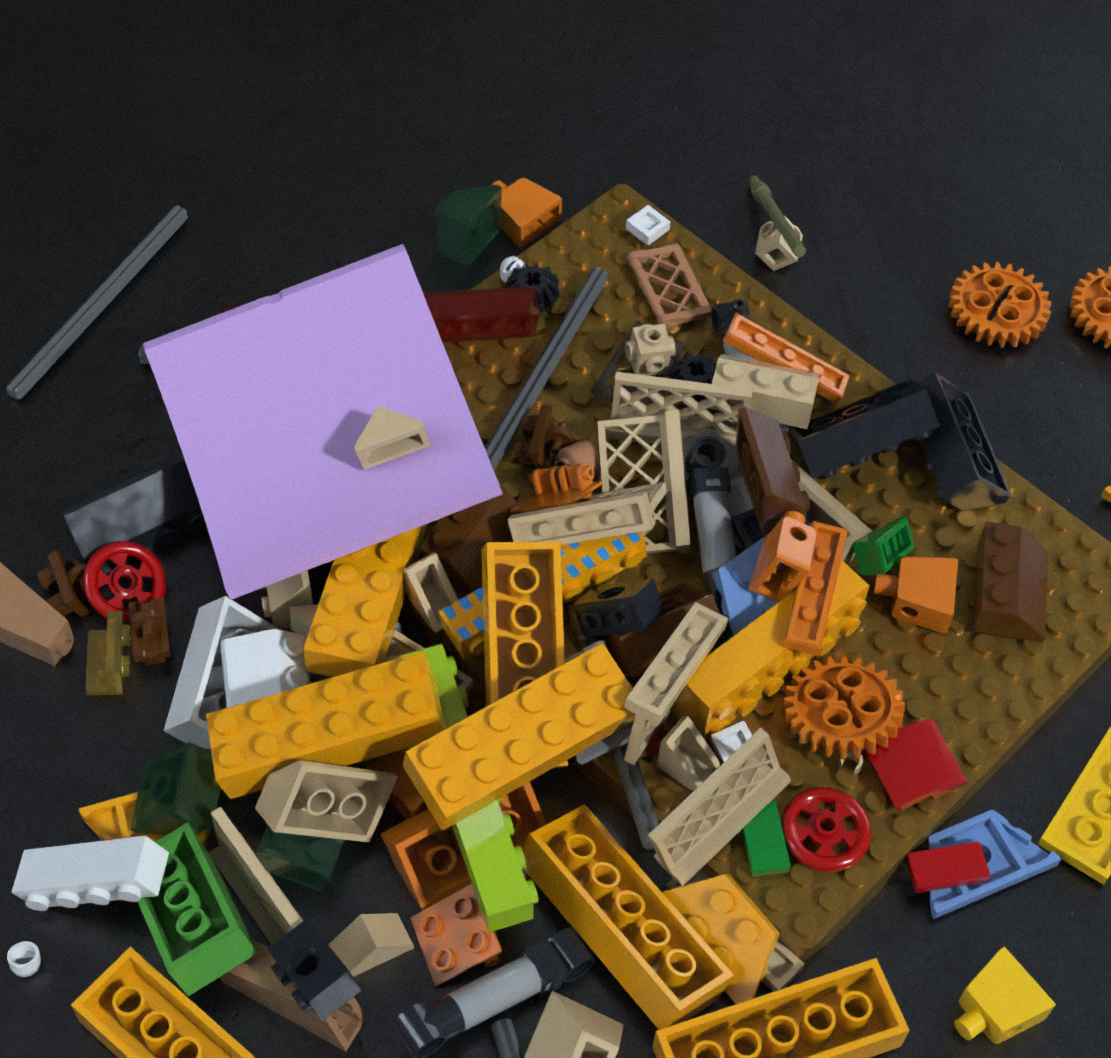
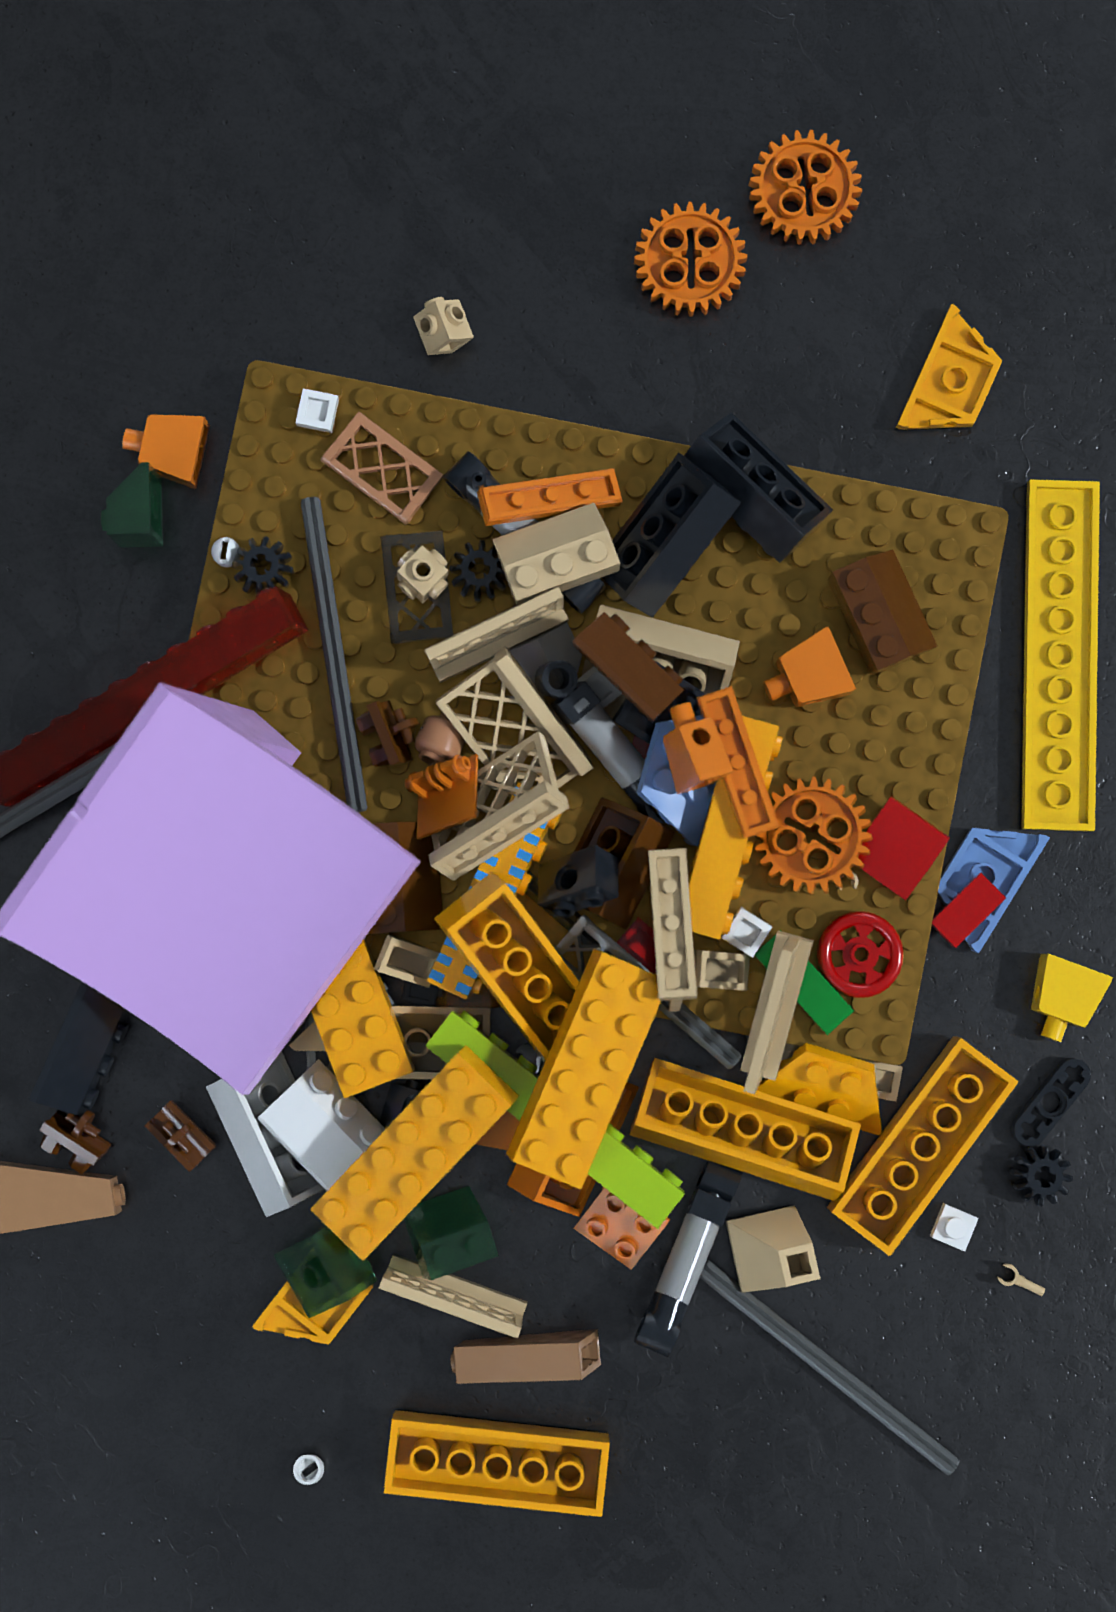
camera: 30 degrees left, 30 degrees up
(90, 873) = (314, 1384): white brick -> none
(106, 657) = (164, 1183): clear yellow bracket -> none
(117, 553) = (99, 1090): red plate -> none
(195, 915) = (411, 1359): bright green brick -> none
(325, 800) = (453, 1207): tan slope -> none
(327, 985) = (574, 1355): black brick -> none
(371, 941) = (561, 1273): tan slope -> none
(389, 437) = (284, 877): tan slope -> none
(762, 194) = (388, 271): olive bar -> none
(879, 549) = (757, 652): green slope -> none

